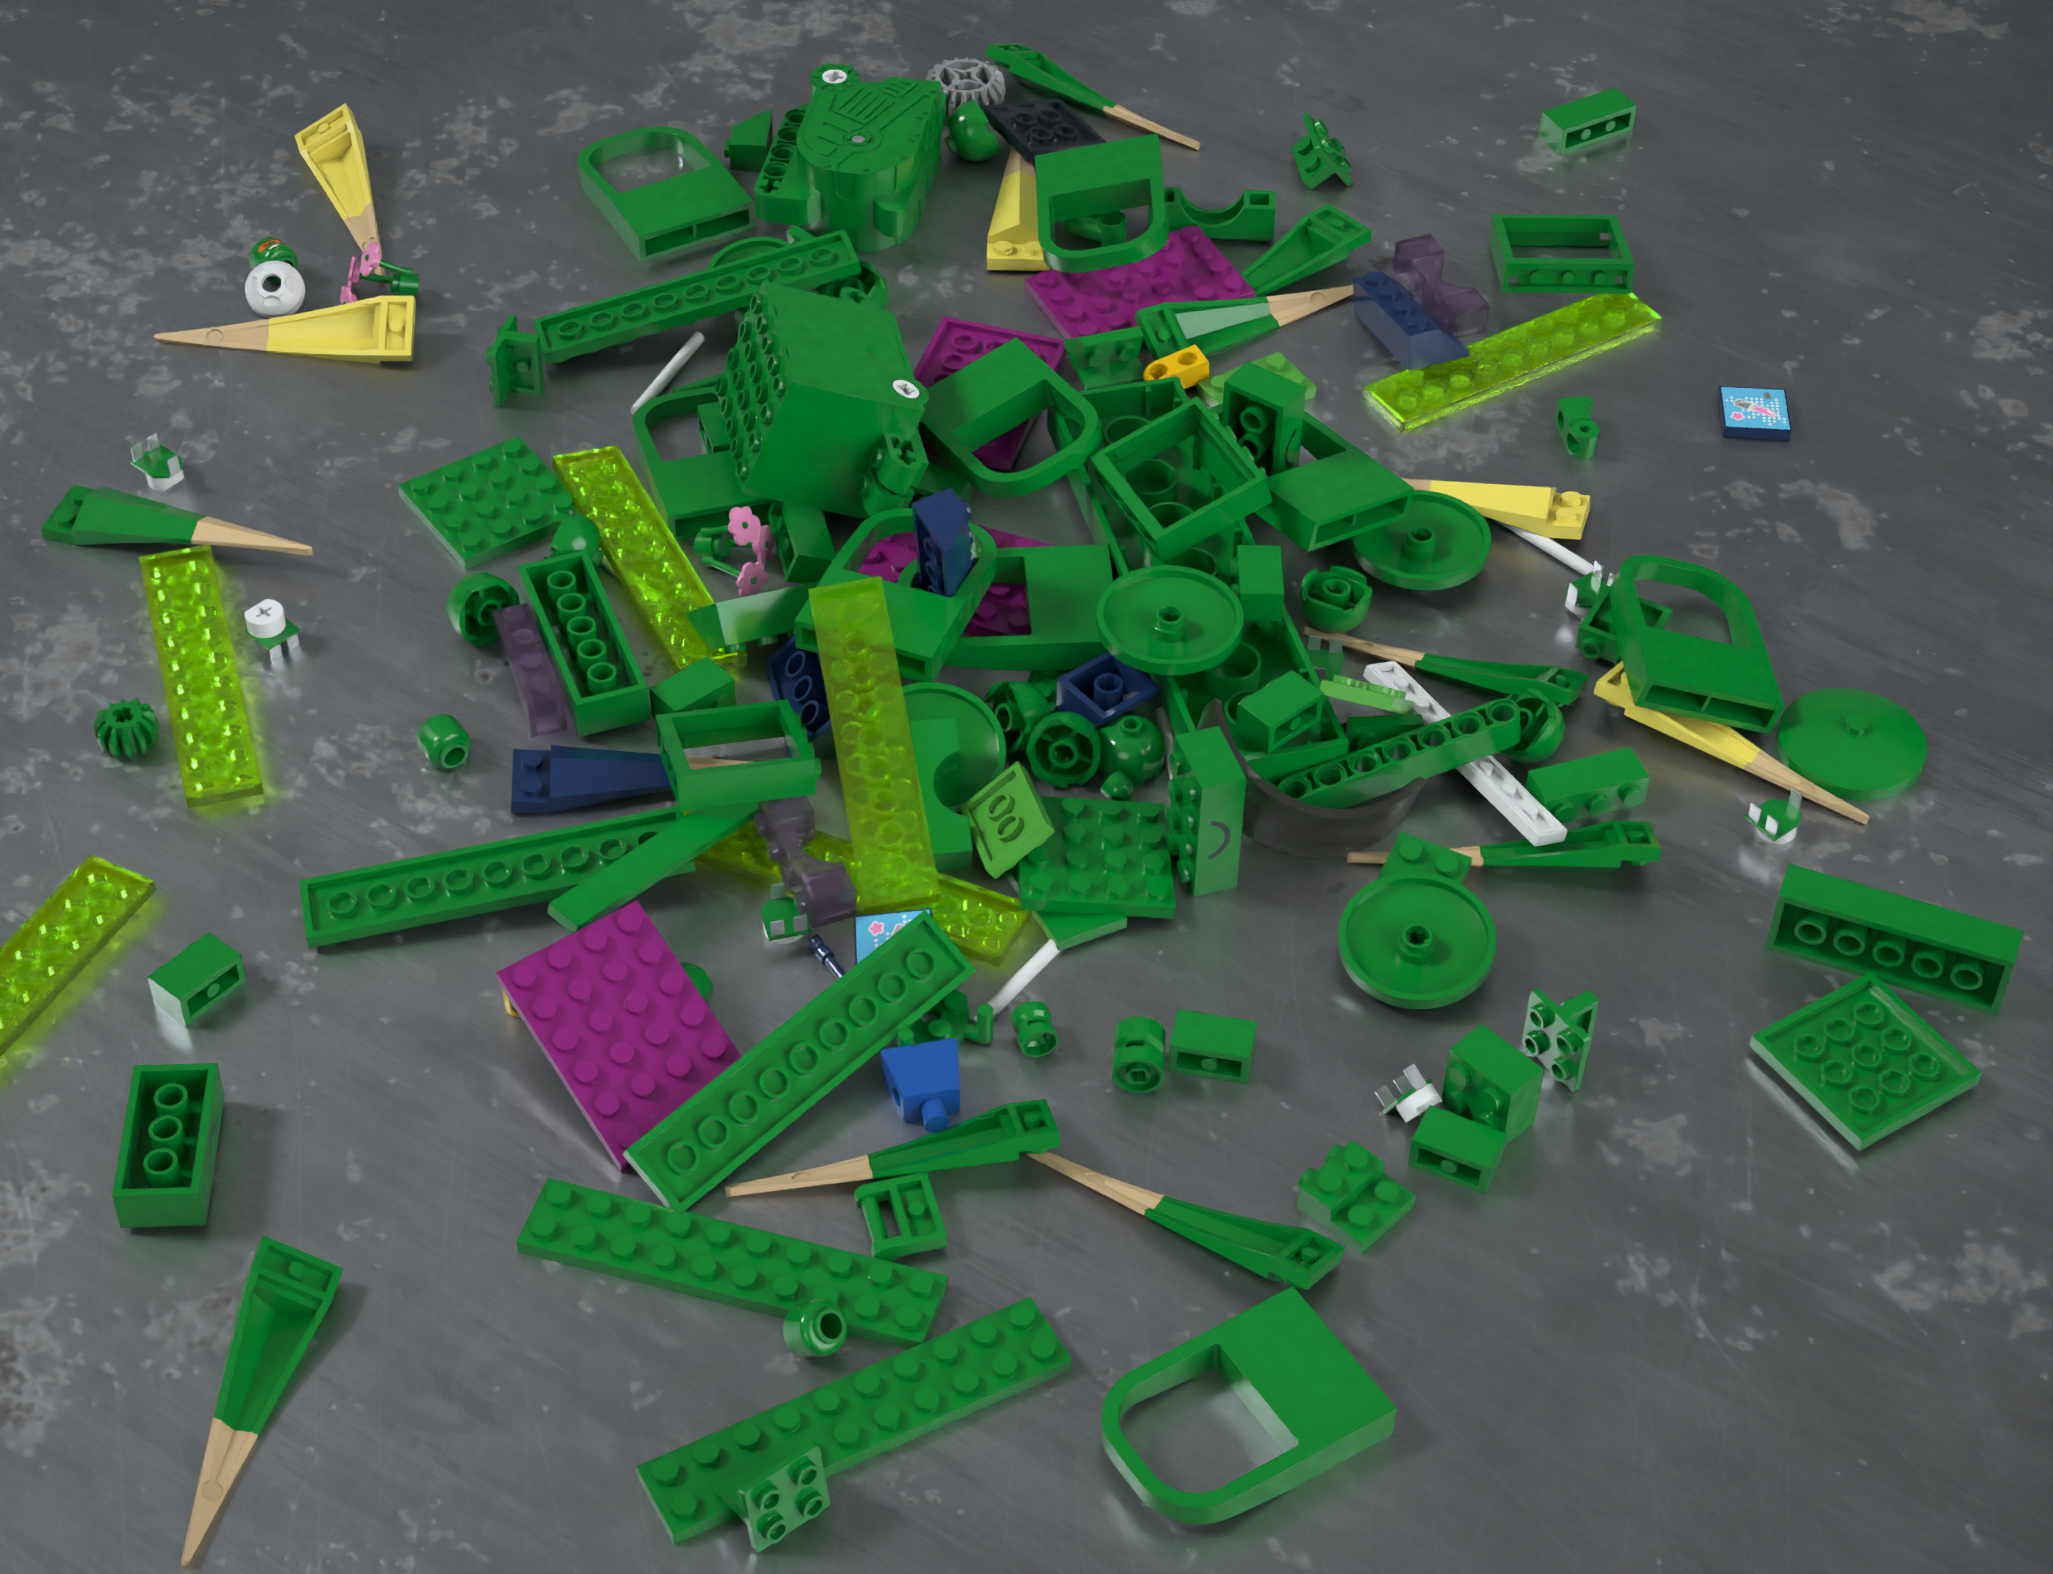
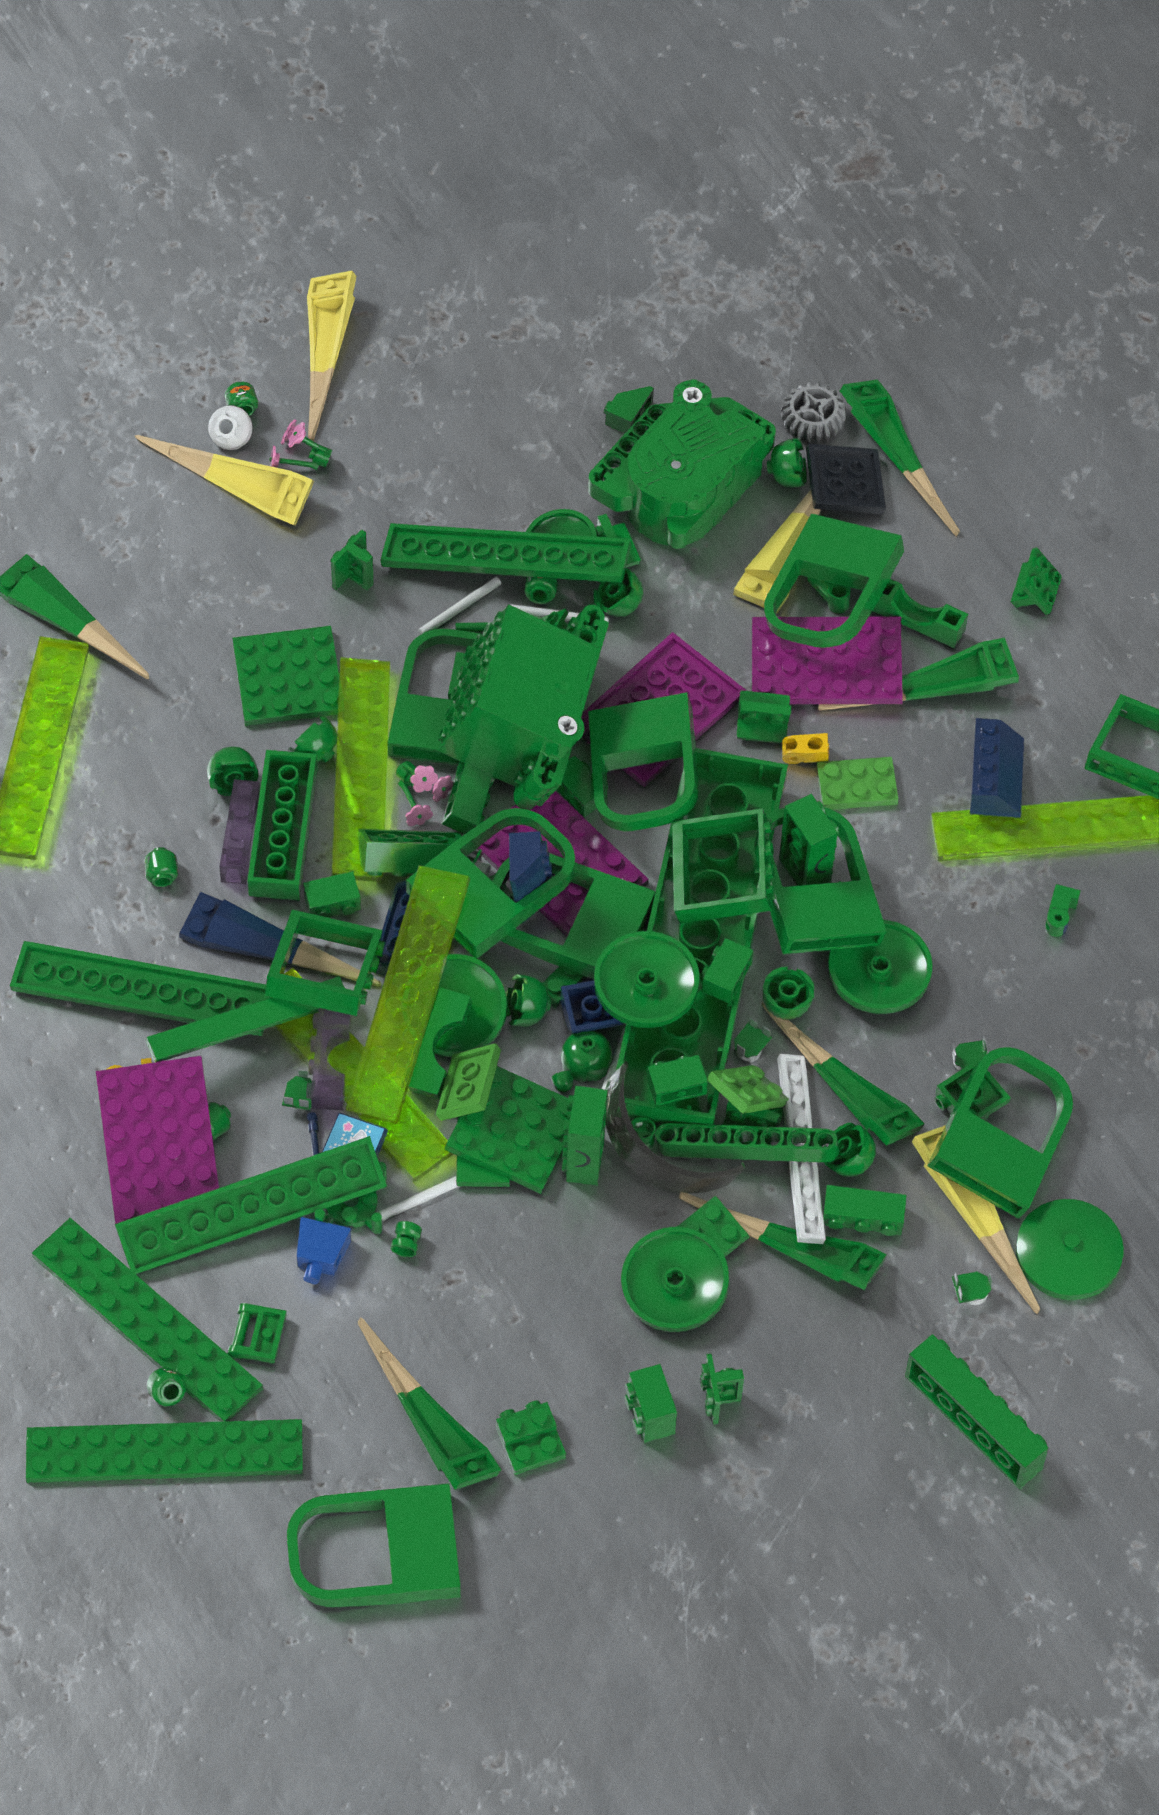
camera: 25 degrees right, 15 degrees up
(159, 464) = (87, 557): piece -> none
(270, 628) = (95, 730): white piece -> none
(671, 211) = (546, 455): green window -> none
(778, 1492) = (91, 1480): green bracket -> none
(979, 1141) = (328, 1303): green plate -> none
(1064, 749) = (540, 1040): green cylinder -> none
(1138, 1054) = (455, 1287): green wheel -> none
(1212, 1046) = (506, 1297): green brick -> none
(1227, 323) = (859, 716): green plate -> none
(1414, 1097) = (607, 1389): piece -> none
(1420, 266) = (1044, 768): clear purple arch -> none
(1457, 1149) = (610, 1433): green brick -> none
(1522, 506) = (975, 965): light yellow plate -> none
(1553, 549) = (971, 995): white bar -> none
(1865, 1060) = (905, 1484): green plate -> none

